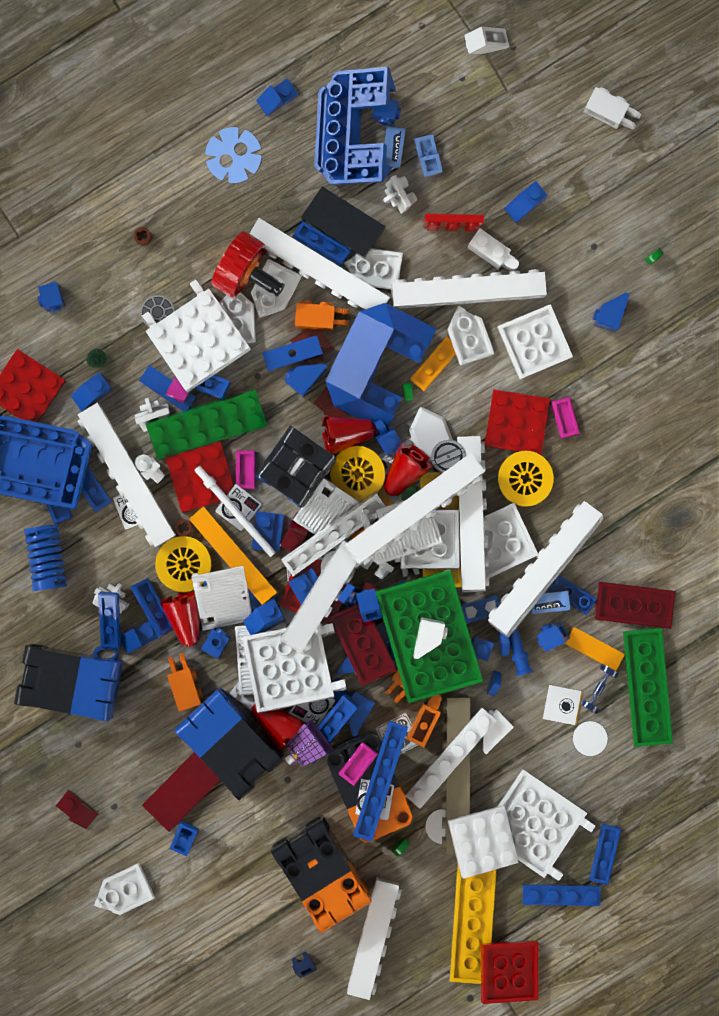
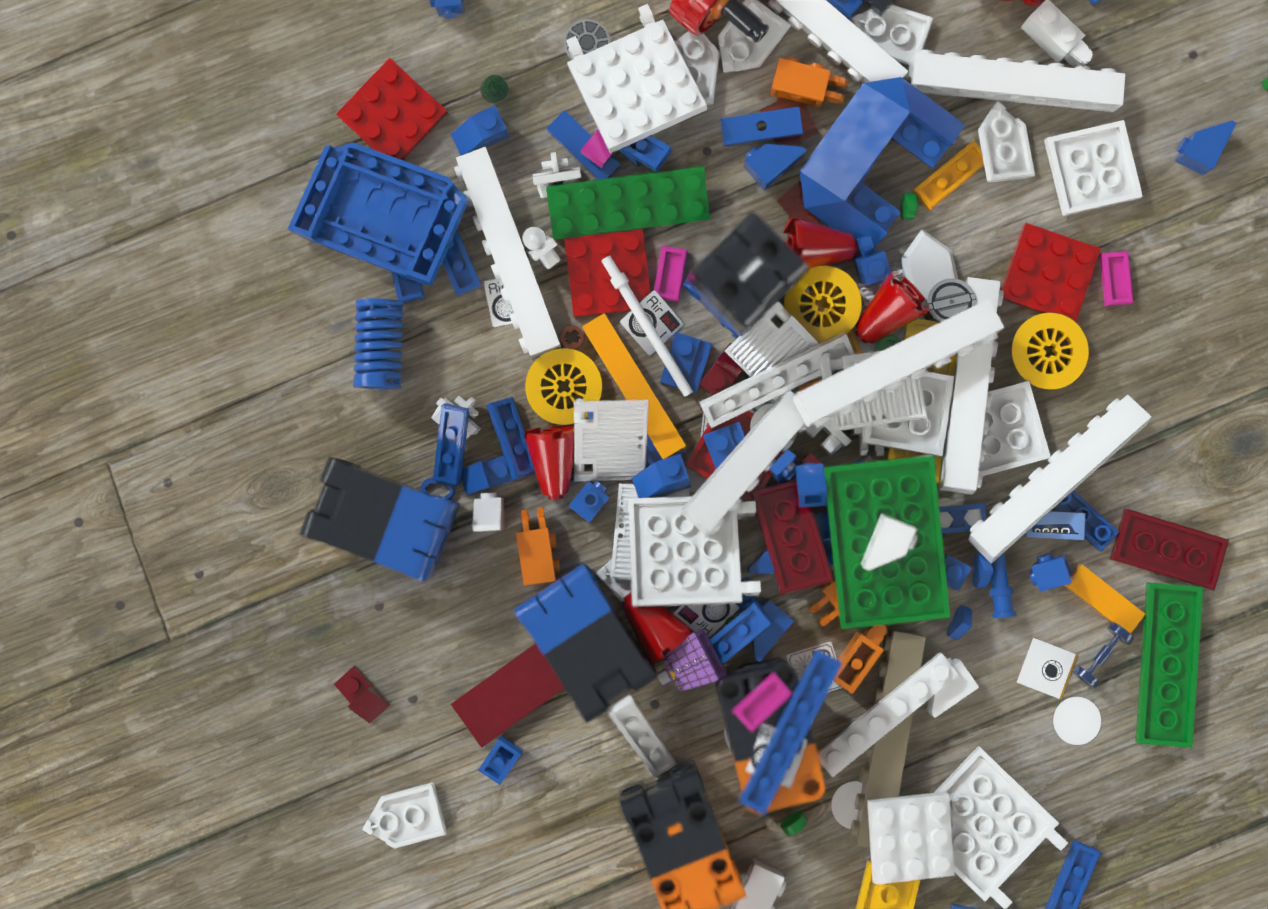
camera: 20 degrees right, 0 degrees up
(145, 664) = (488, 513): none -> white slope
(280, 803) = (641, 736): none -> white tile

